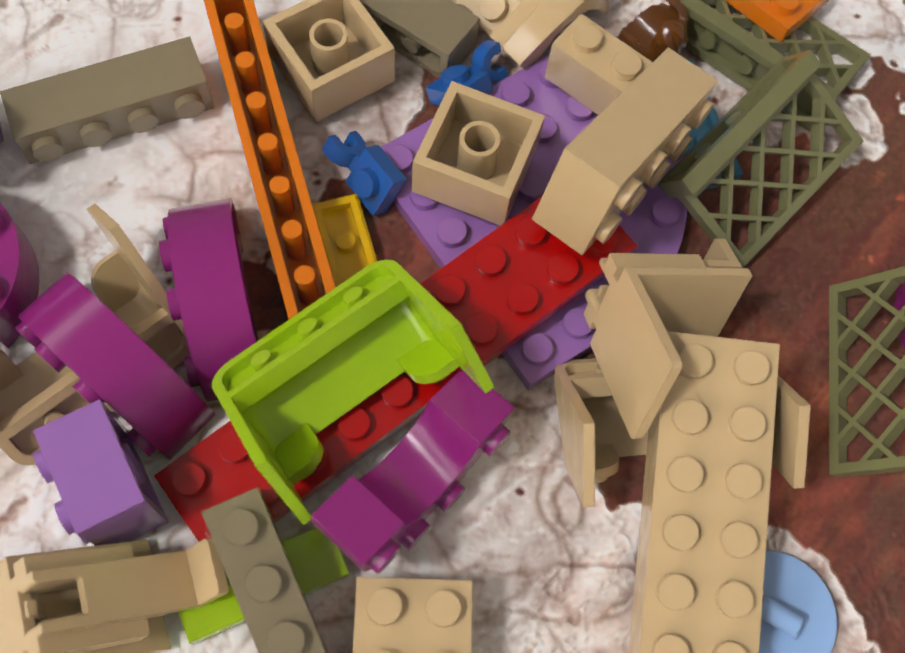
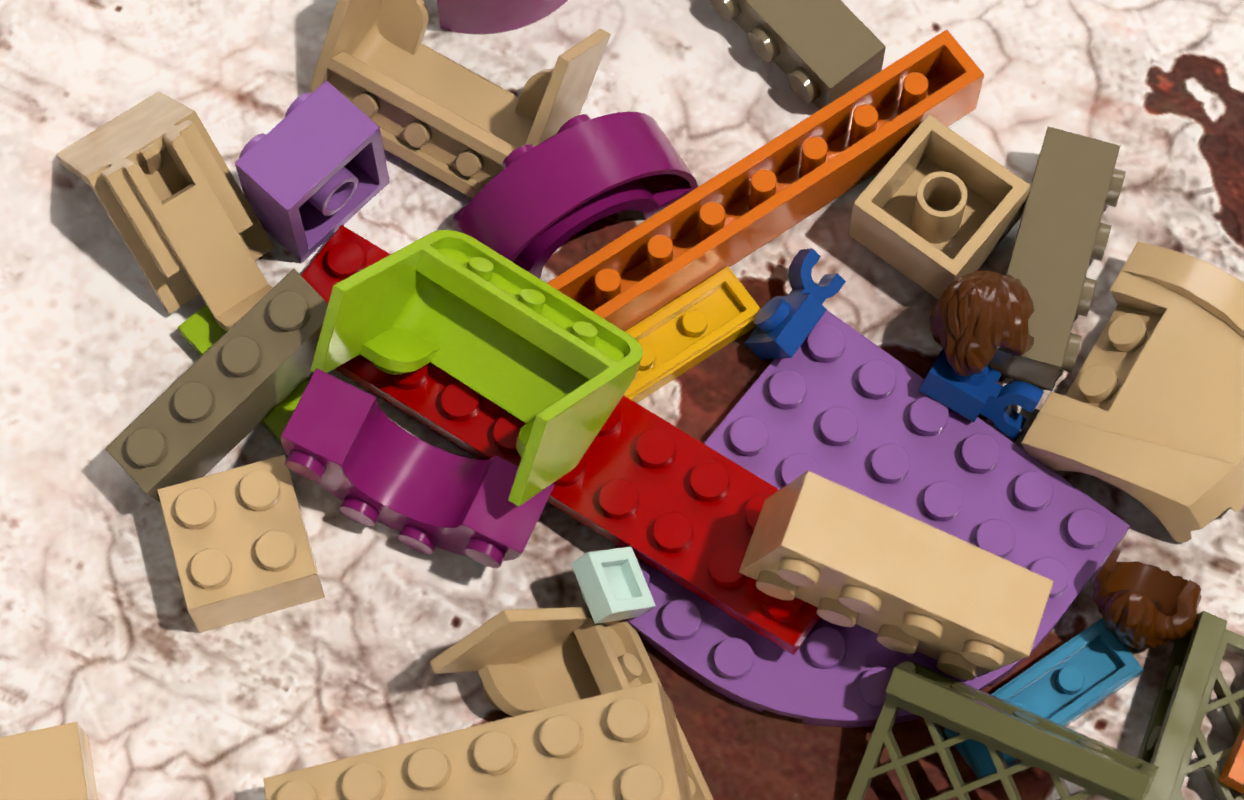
camera: 80 degrees right, 0 degrees up
(114, 365) = (435, 124): magenta brick -> none
(431, 47) = (980, 316): none -> reddish brown hair
(476, 153) = (844, 415): tan brick -> none
(551, 355) = (613, 584): none -> light aqua plate
(593, 64) = (1041, 516): tan brick -> none
(644, 302) = (722, 698): tan piece -> none

